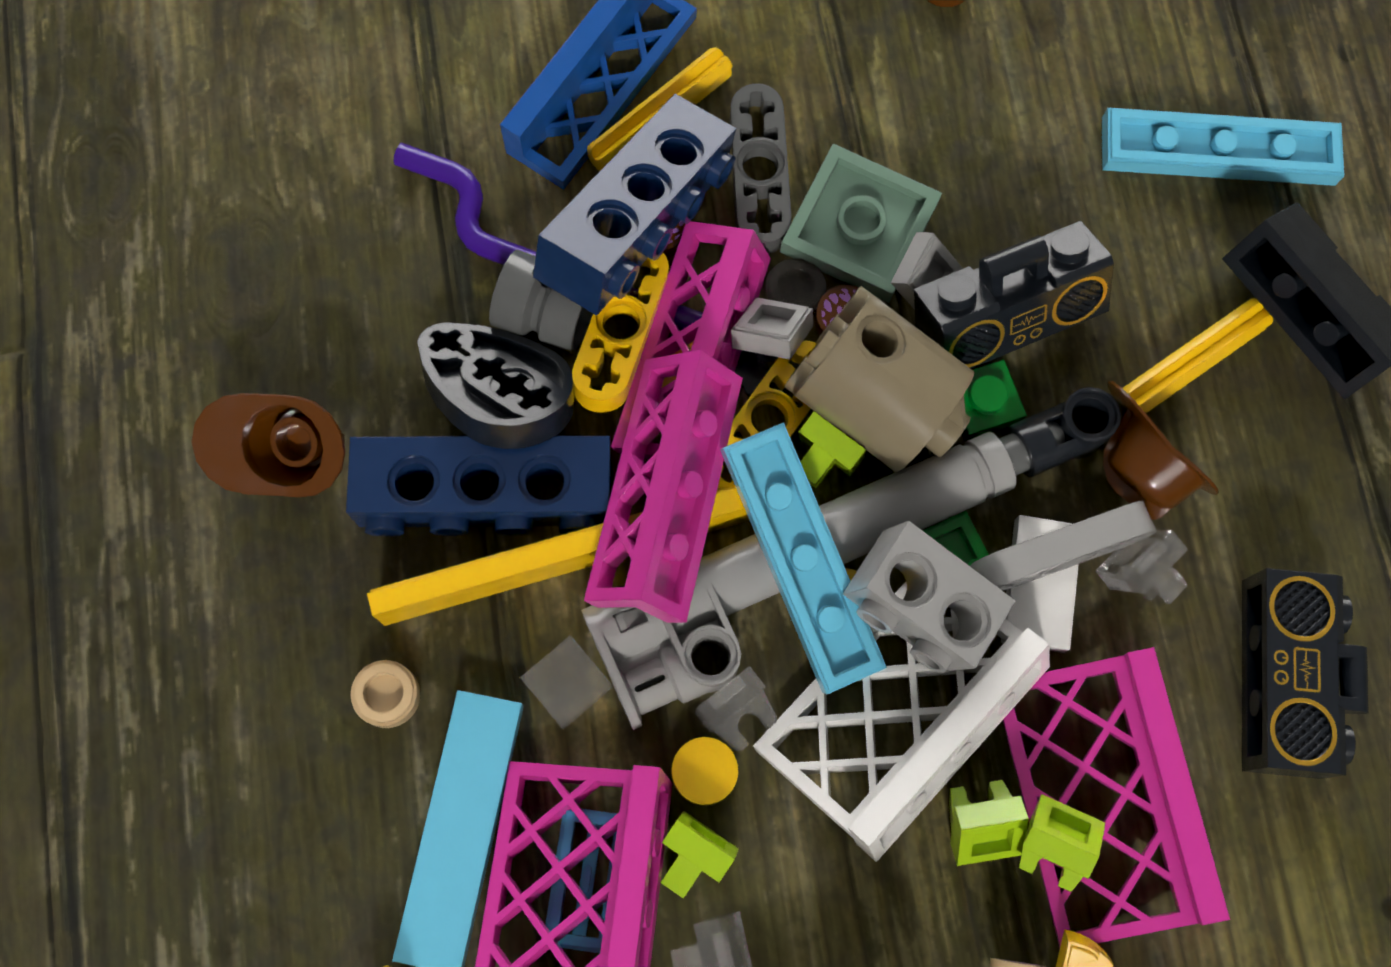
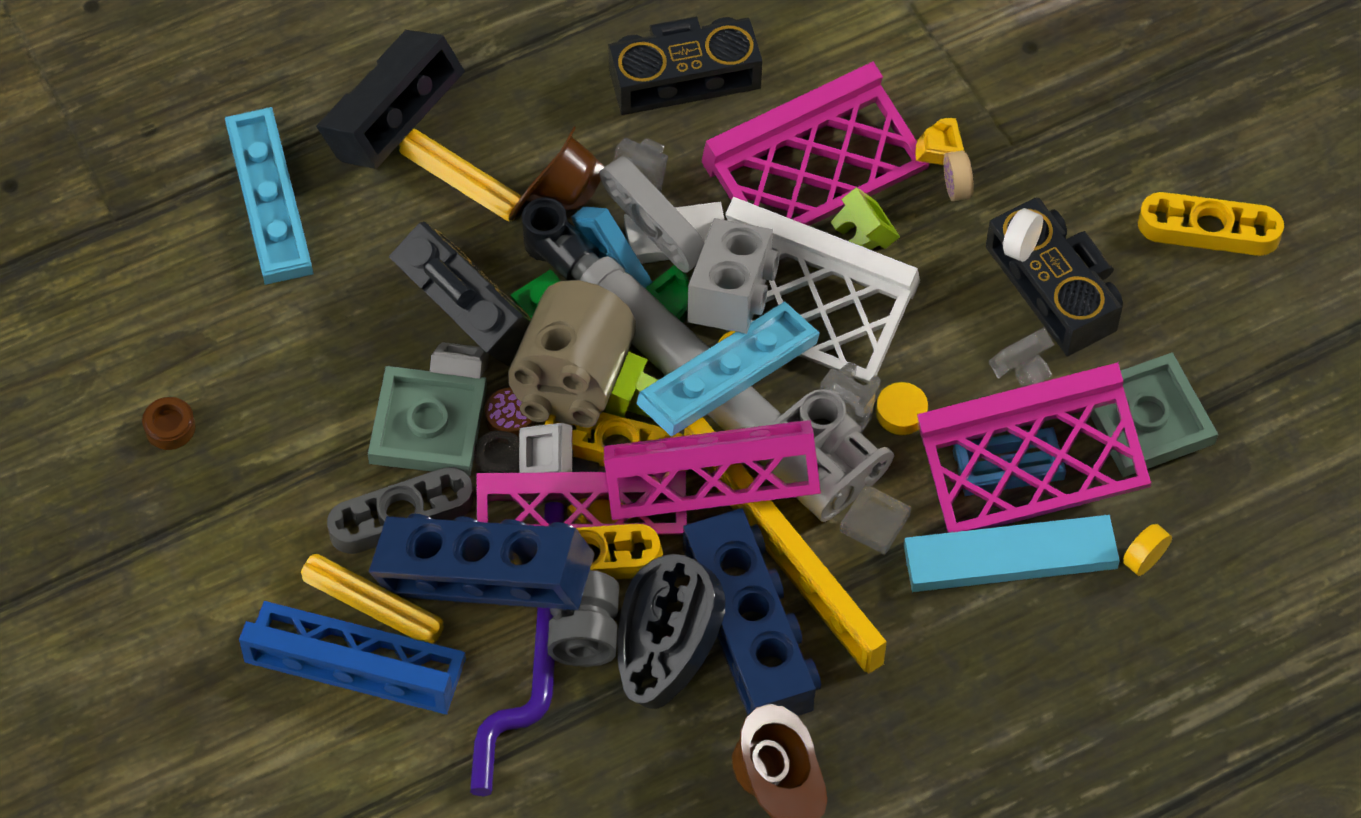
camera: 105 degrees left, 15 degrees down
(385, 694) = (935, 639): tan tile -> none
(697, 851) = (964, 383): lime tile -> none
(1035, 491) = (605, 234): none -> dark azure tile
(1064, 839) = (859, 166): lime tile -> none

